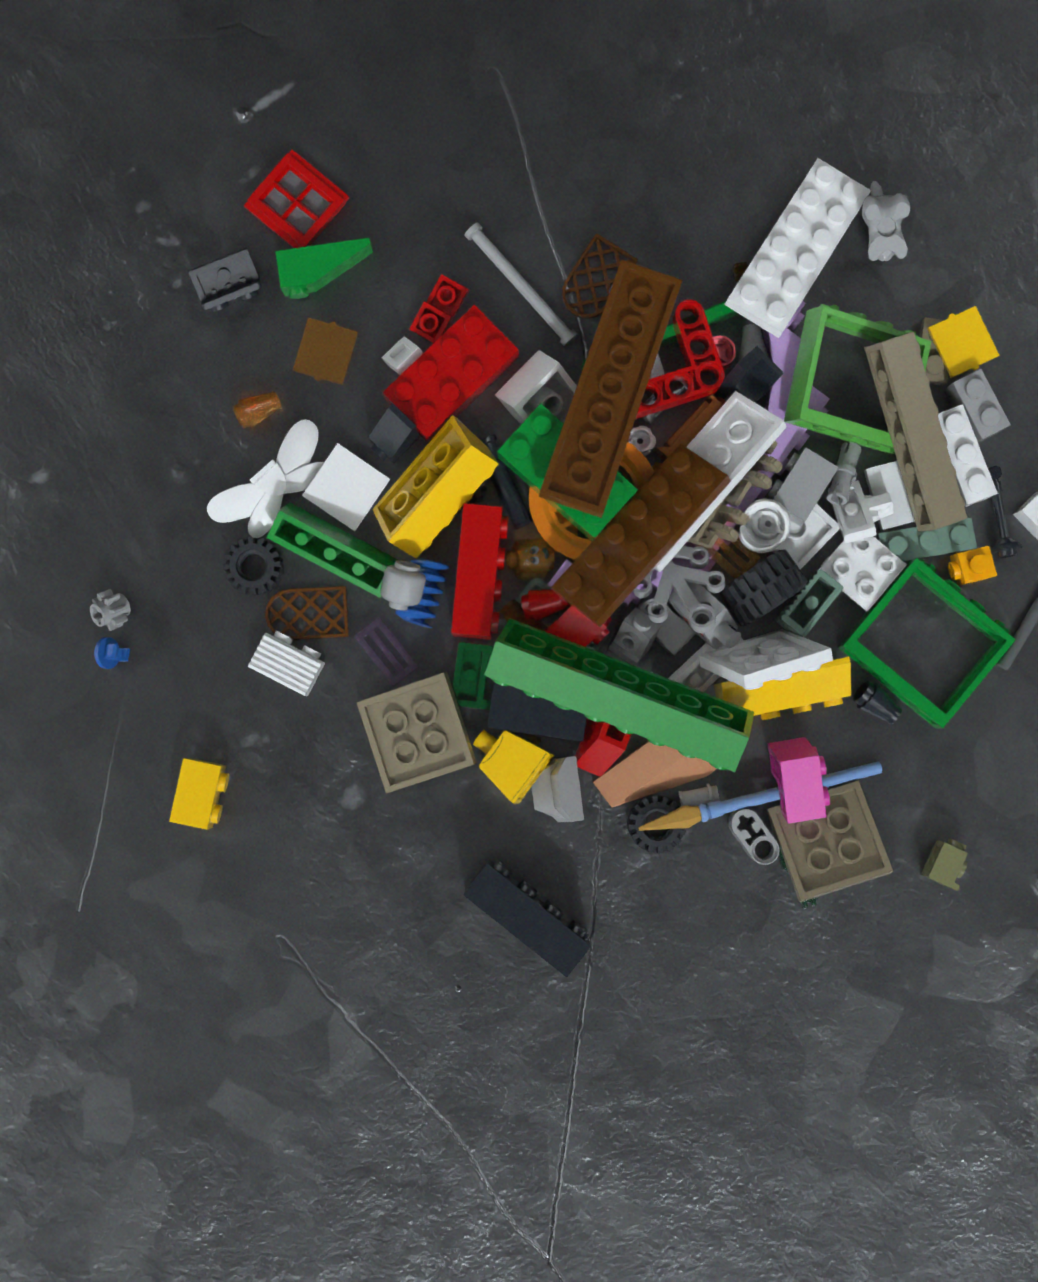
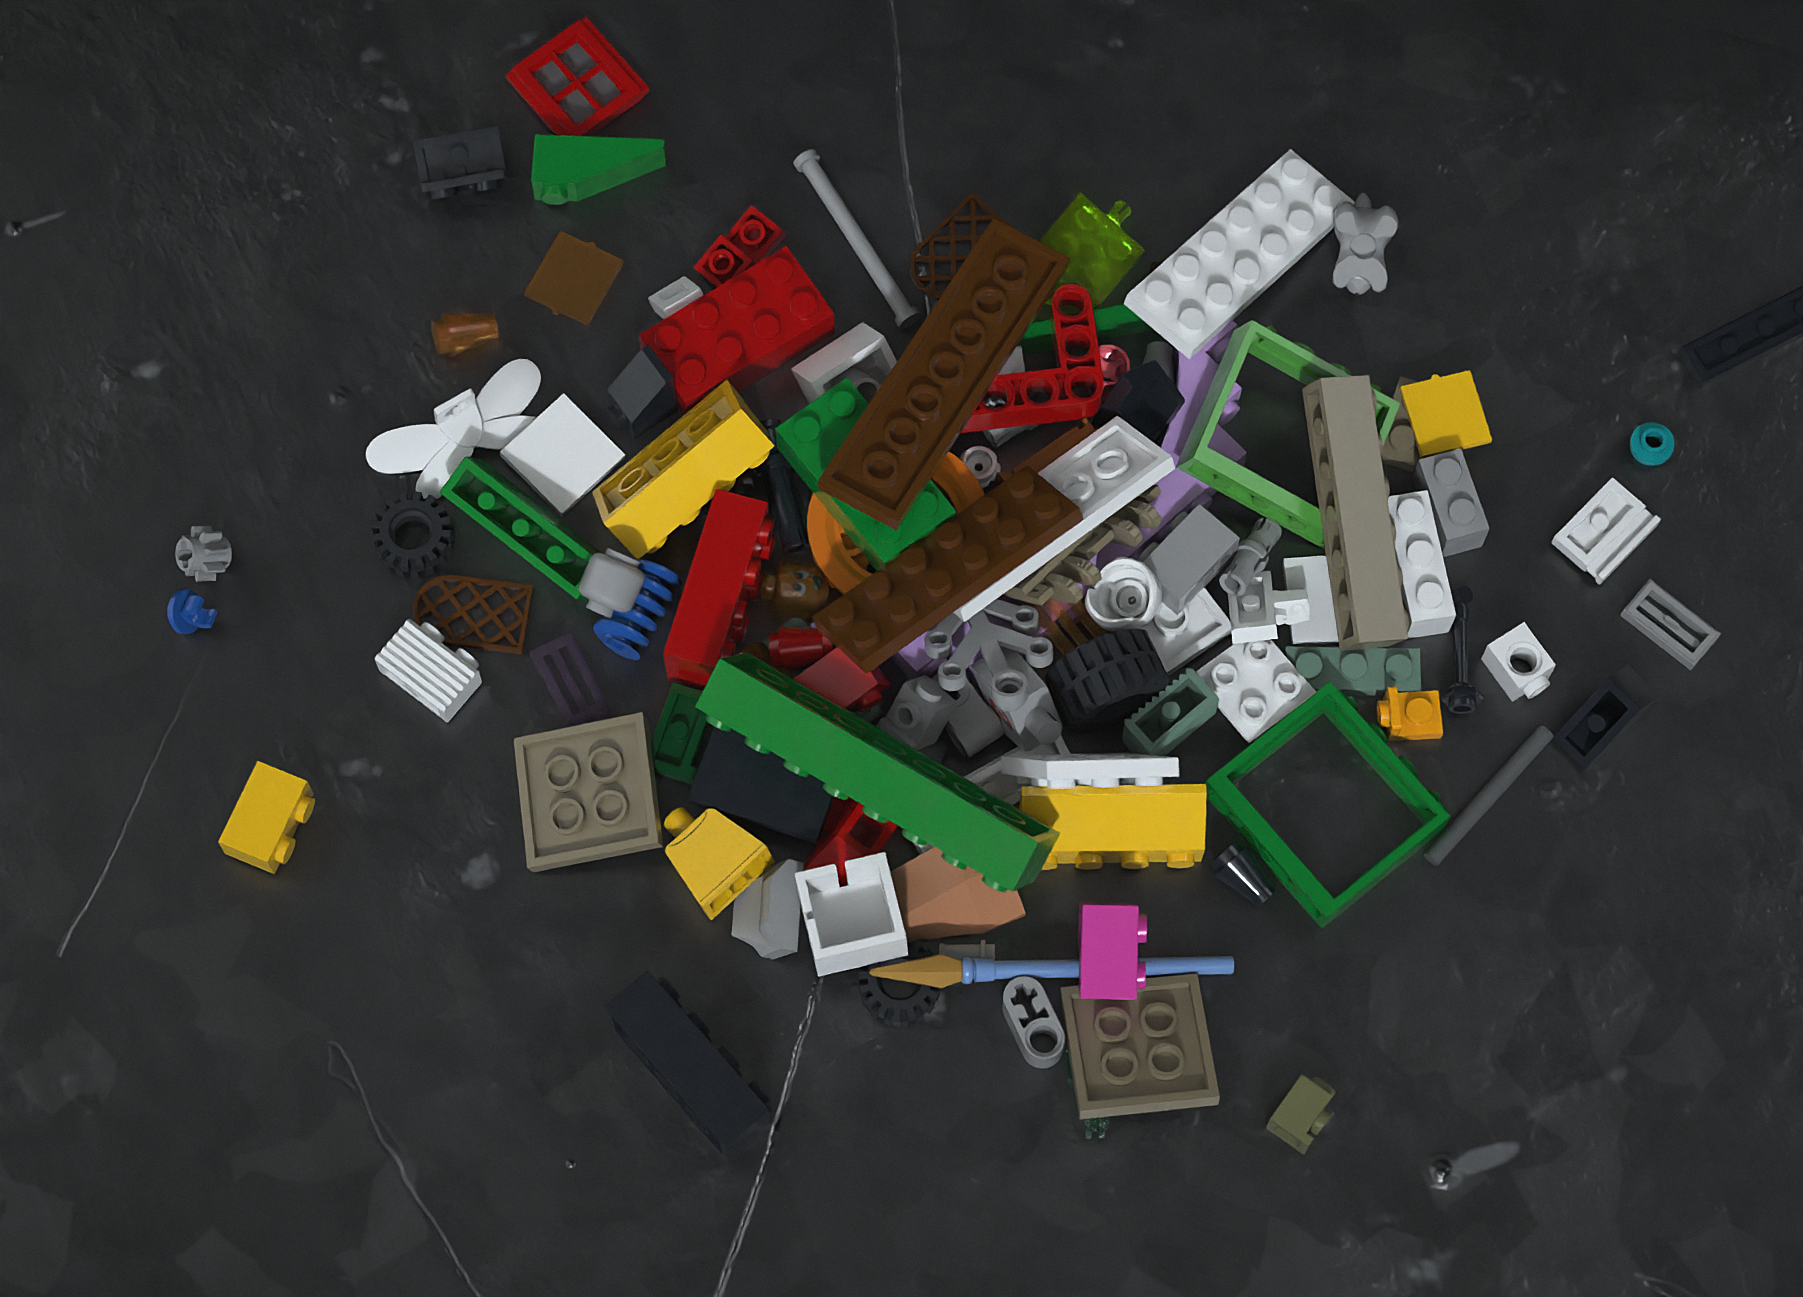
camera: 10 degrees right, 15 degrees down
(620, 794) = (851, 922): none -> white piece
(691, 260) = (1096, 247): none -> clear neon green plate

